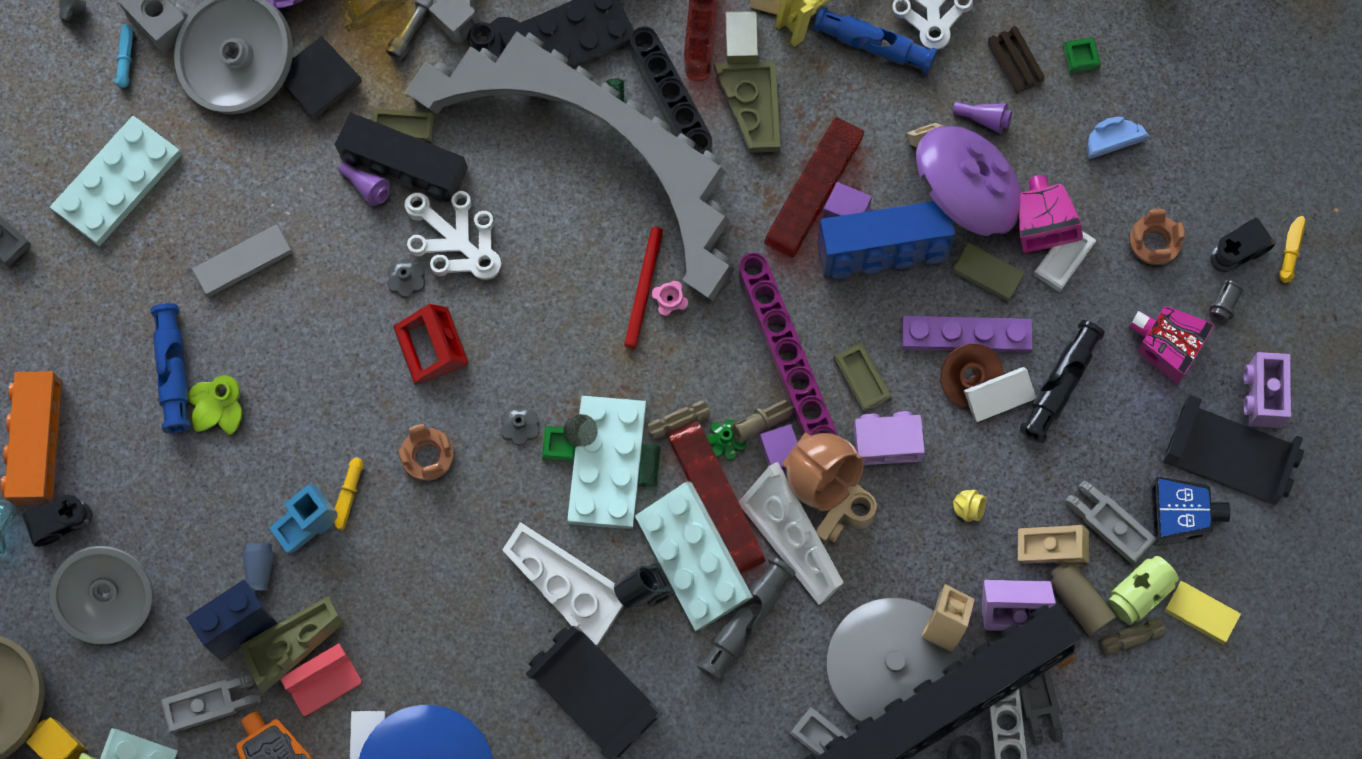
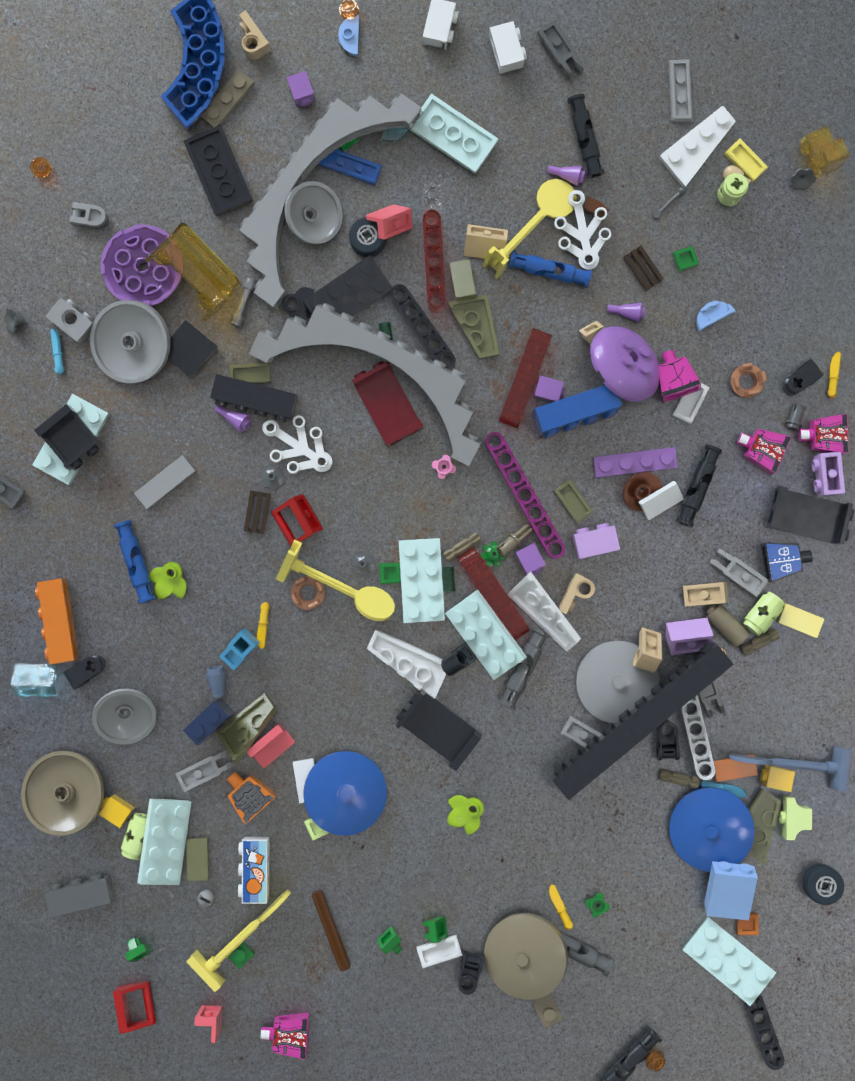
camera: 10 degrees left, 15 degrees up
(112, 170) = (69, 437): none -> black panel
(381, 299) = (257, 511): none -> dark brown tile
(516, 475) = (369, 601): none -> light yellow piece
(580, 430) = (403, 566): clear smoke tile -> none
(599, 195) = (387, 403): none -> dark red panel
(643, 287) = (425, 461): red bar -> none
(823, 469) = (559, 573): nougat piece -> none
(970, 505) = (651, 575): light yellow plate -> none
(988, 272) = (643, 419): olive tile -> none
(1272, 330) = (827, 434): none -> torso

